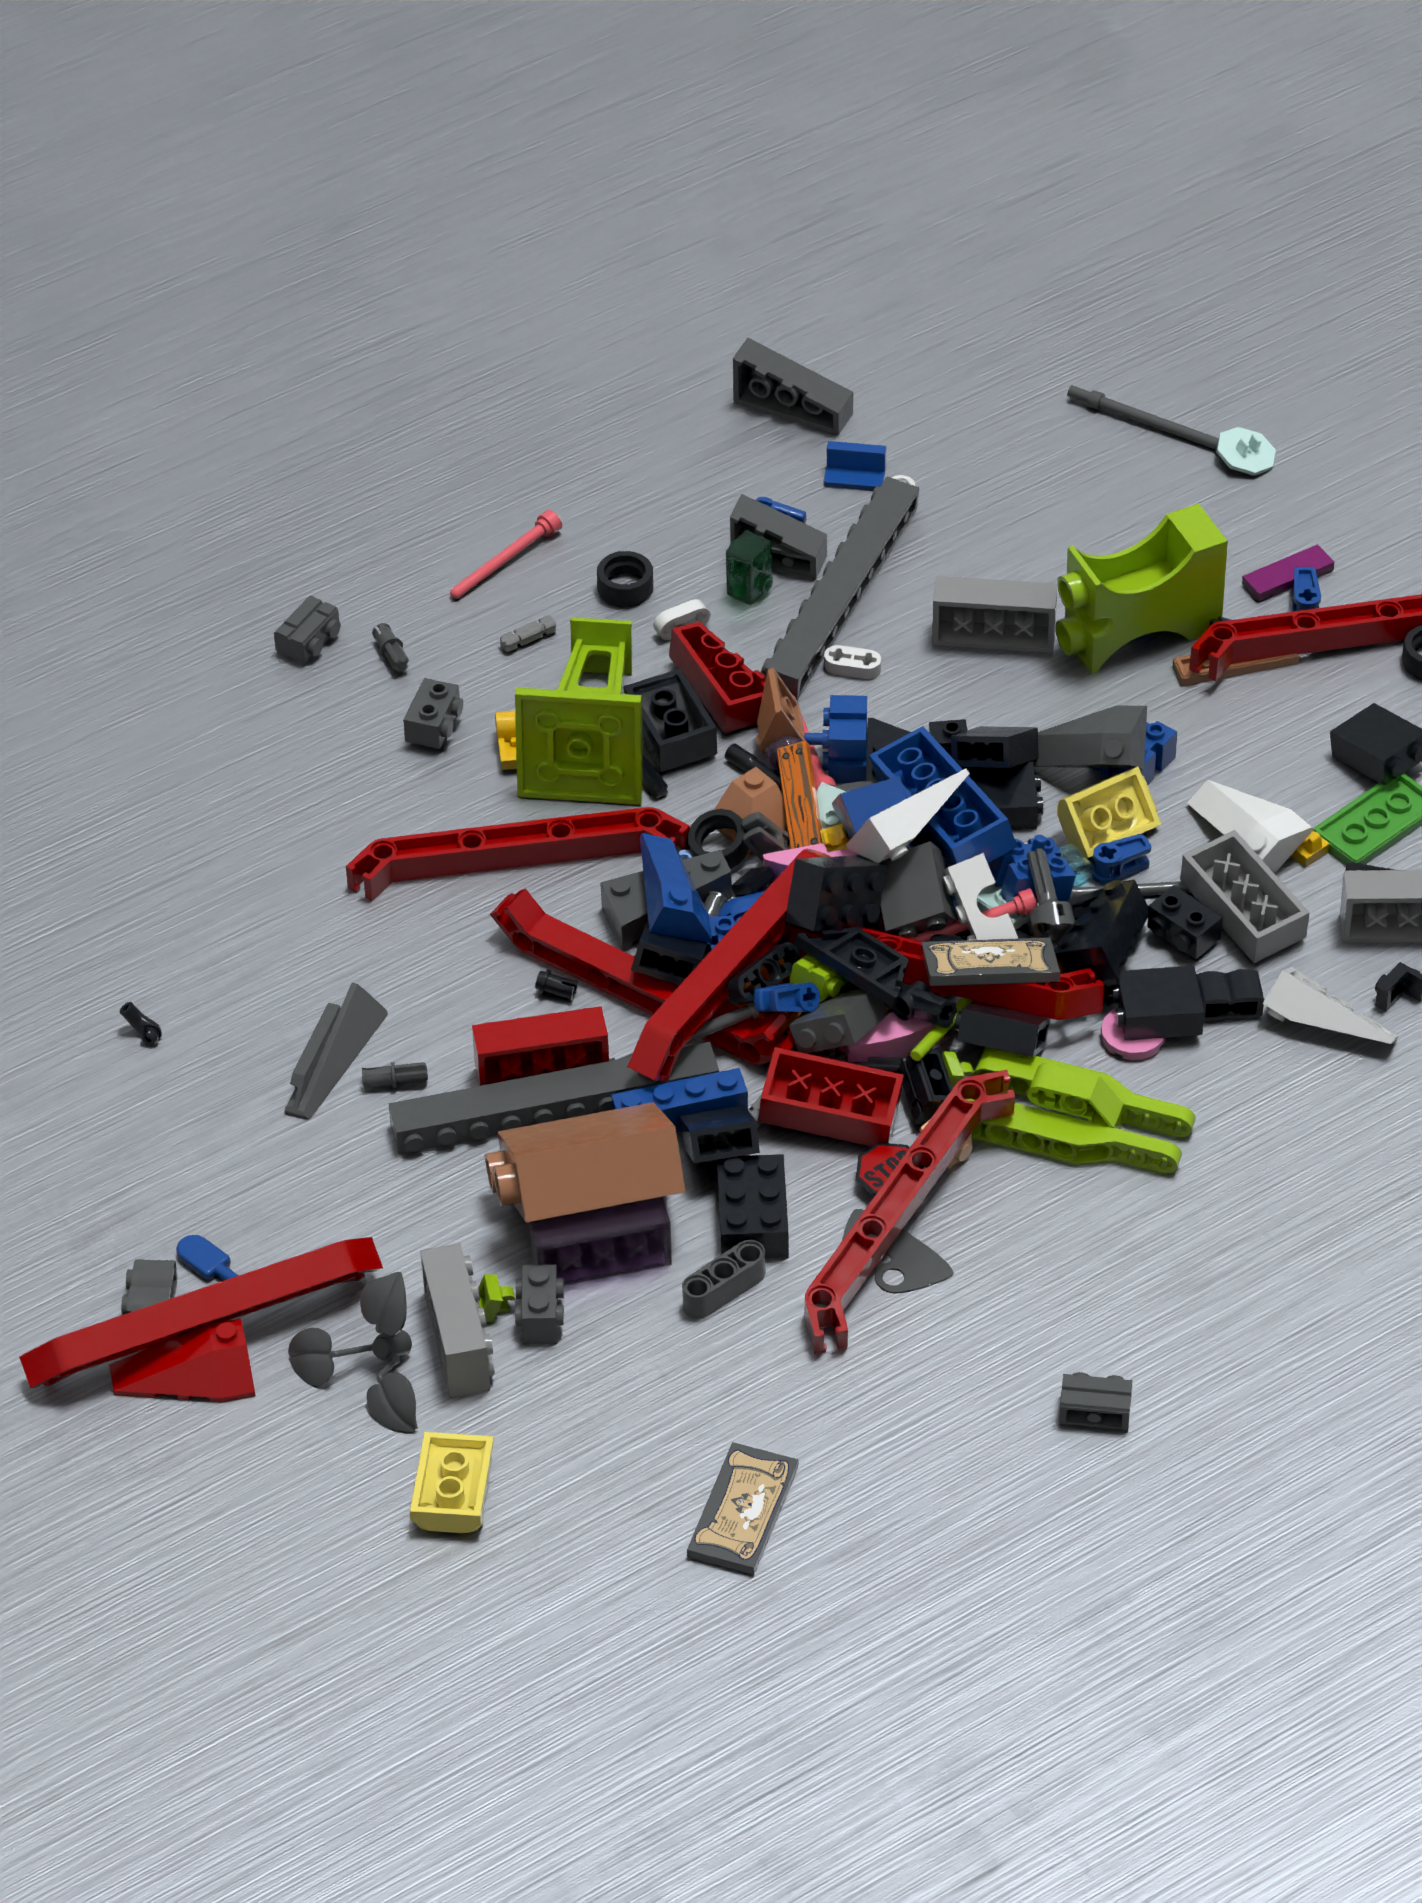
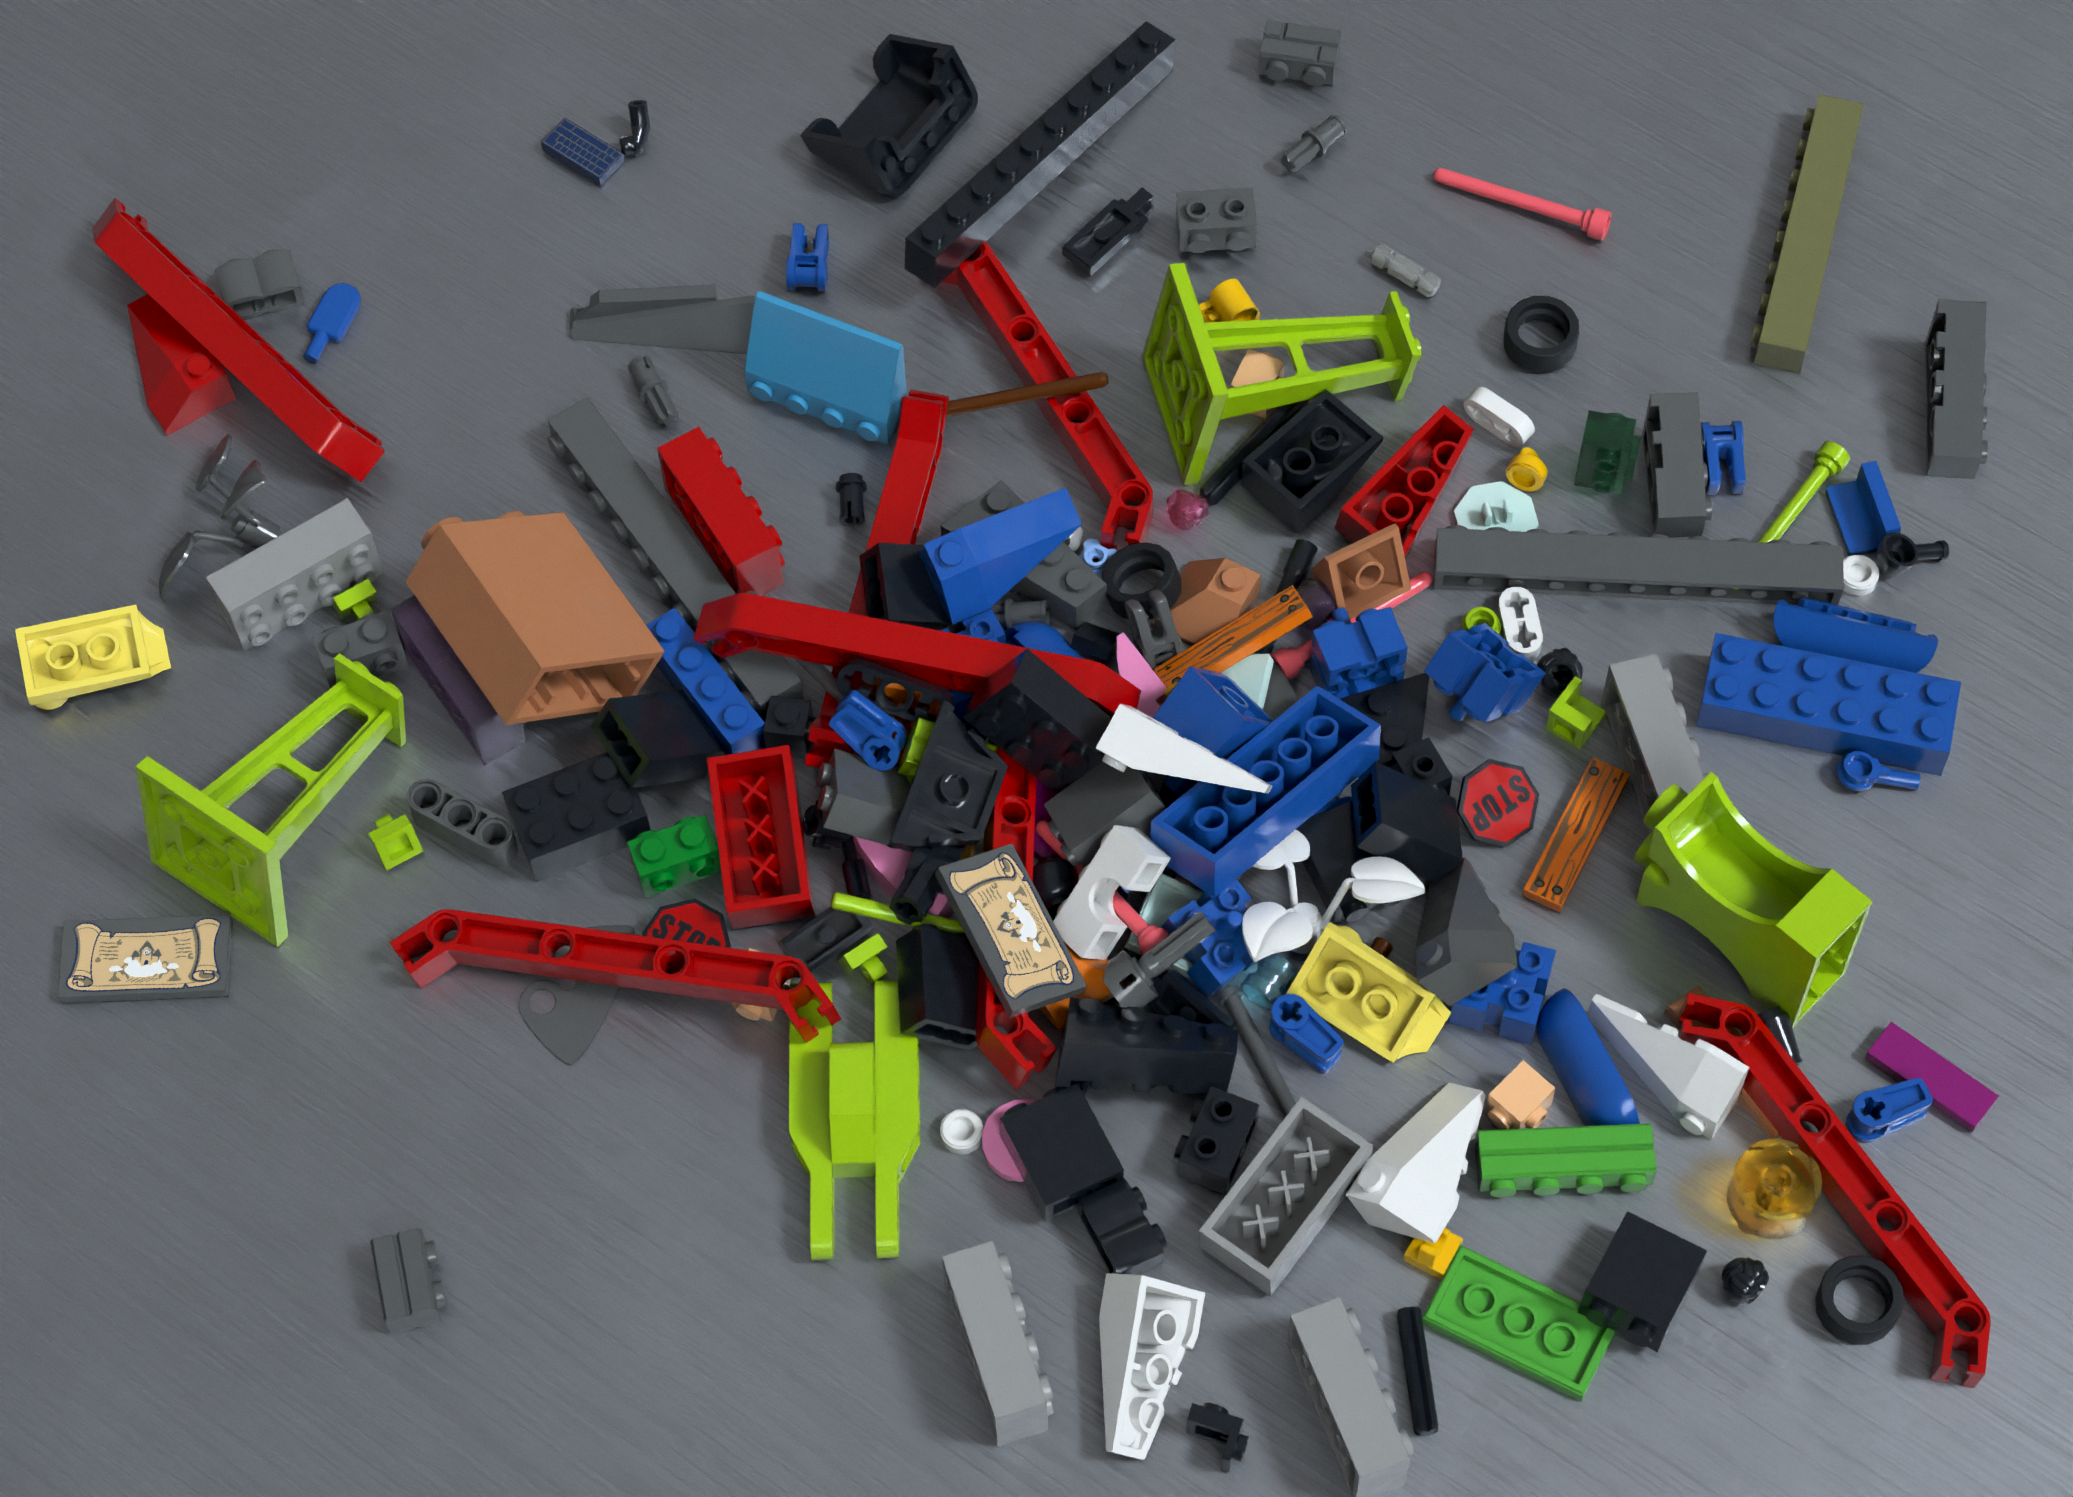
camera: 70 degrees right, 15 degrees up
(138, 1065) = (582, 151): none -> dark blue tile
(222, 864) = (903, 120): none -> black windscreen
(324, 953) = (809, 268): none -> blue piece
(325, 784) = (1038, 155): none -> black brick
(403, 779) = (1108, 232): none -> black hinge
(448, 951) = (825, 368): none -> dark azure slope
(534, 843) = (1027, 394): none -> reddish brown bar
(620, 421) = (1808, 235): none -> olive brick
(670, 801) = (1187, 509): none -> clear pink piece
(688, 1404) = (227, 857): none -> lime piece
(716, 1324) = (394, 840): none -> lime tile
(734, 618) = (1526, 470): none -> yellow tile
(743, 1056) = (789, 724): none -> black brick
(754, 646) = (1496, 506): none -> light aqua piece
(807, 471) = (1829, 460): none -> lime piece
(817, 1162) = (675, 855): none -> green brick
(844, 680) = (1479, 616): none -> lime plate
(895, 680) = (1483, 674): none -> blue brick
(901, 459) = (1899, 553): none -> black bar
(902, 649) = (1560, 668): none -> black piece
(941, 657) = (1574, 716): none -> lime panel
(953, 500) = (1853, 634): none -> blue brick
(990, 707) = (1497, 803): none -> piece
(999, 522) = (1829, 703): none -> blue brick
(1030, 684) = (1576, 835): none -> orange tile
(1052, 532) = (1860, 771): none -> blue plate
(1059, 820) = (1273, 929): none -> white plant
(1111, 1062) = (961, 1131): none -> white tile
(1214, 725) = (1583, 1063): none -> blue brick
(1220, 764) = (1520, 1099): none -> light nougat brick
(1238, 681) = (1692, 1081): none -> white wedge
(1274, 752) = (1565, 1158): none -> bright green brick
(1291, 1074) = (995, 1342): none -> light grey brick
(1341, 662) = (1795, 1193): none -> clear yellow brick
(1397, 698) = (1744, 1279): none -> black piece

